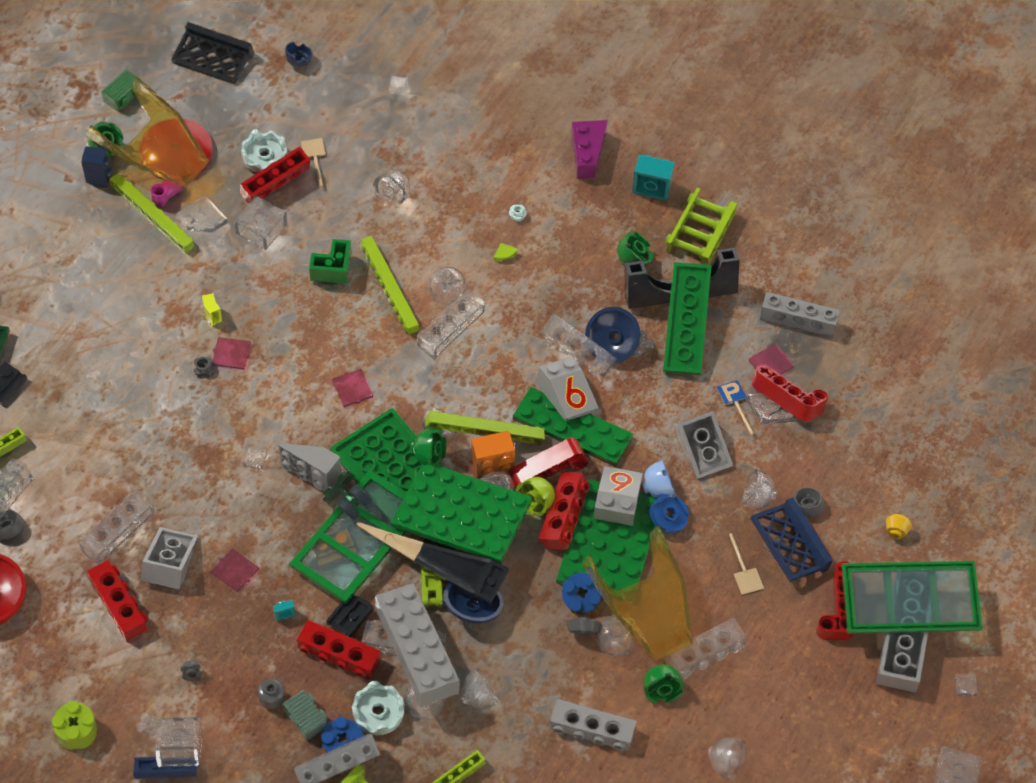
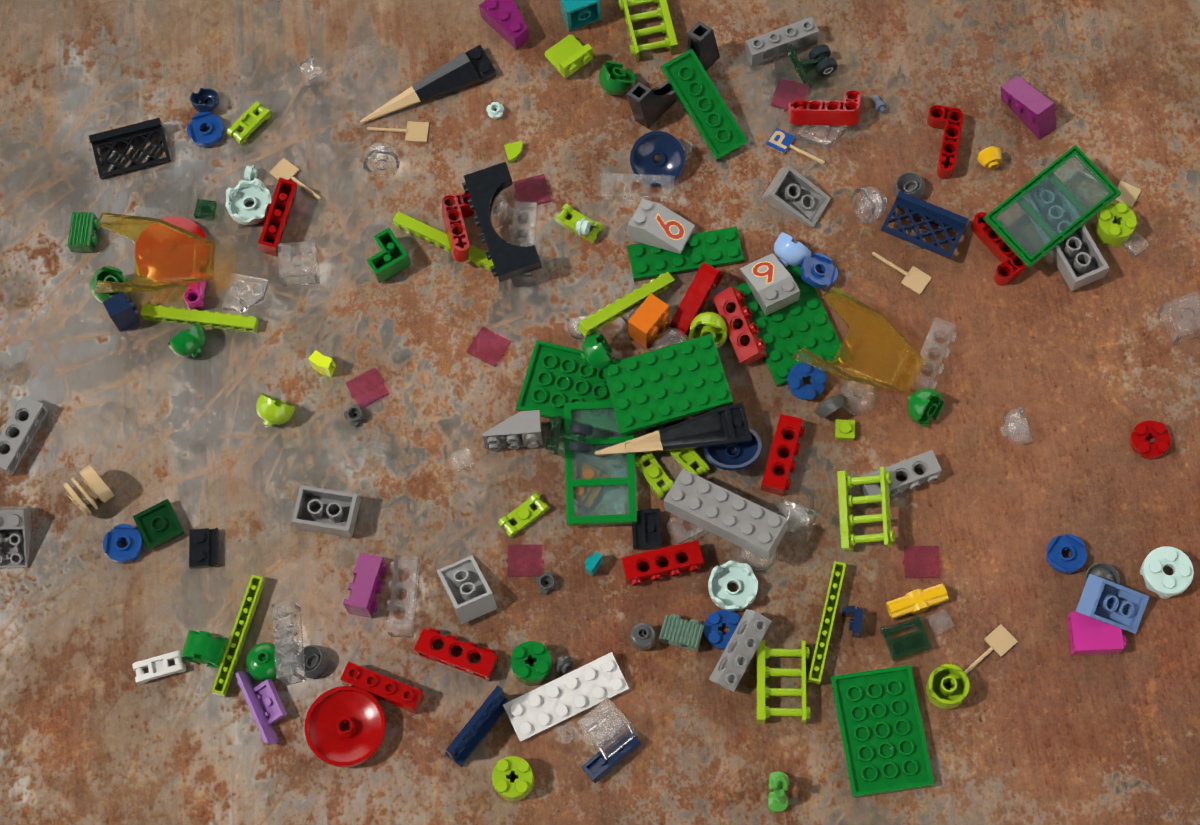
camera: 30 degrees left, 10 degrees up
(39, 583) = (383, 687): none -> red brick
(88, 668) = (477, 727): none -> dark blue fence
(94, 497) = (365, 585): none -> magenta wedge
(115, 420) = (326, 511): none -> light grey brick
(126, 222) = (188, 341): none -> green cylinder
(143, 317) = (274, 410): none -> lime cylinder
(167, 649) = (533, 652): none -> green brick
(171, 695) = (565, 696): none -> white plate
(227, 135) = (205, 209): none -> clear green plate
(235, 593) = (540, 580): none -> dark grey plate
(264, 534) = (523, 515): none -> lime plate
(282, 85) = (208, 138): none -> blue plate
(285, 131) = (250, 173): none -> light aqua plate
(318, 93) = (249, 122): none -> lime plate
(394, 576) = (653, 474): none -> lime plate
(414, 263) = (454, 209): none -> red beam
(441, 187) = (414, 133): none -> tan piece
(445, 261) = (507, 259): none -> black arch
(494, 293) = (532, 190): none -> clear pink piece
(505, 346) = (583, 227): none -> light aqua plate
(507, 343) = (571, 225): none -> lime plate
(513, 165) = (461, 72): none -> black plate
(524, 714) = (847, 501): none -> lime fence
(532, 616) = (786, 426): none -> red brick
(581, 656) = (844, 430): none -> lime plate
(613, 210) = (569, 55): none -> lime bracket
(818, 351) = (818, 60): none -> plate
(840, 422) = (880, 105): none -> sand blue piece
(883, 477) = (948, 143): none -> red beam
(960, 654) = (1115, 224): none -> lime brick
(969, 508) = (1030, 106): none -> magenta wedge
(995, 638) = (1128, 193): none -> tan piece

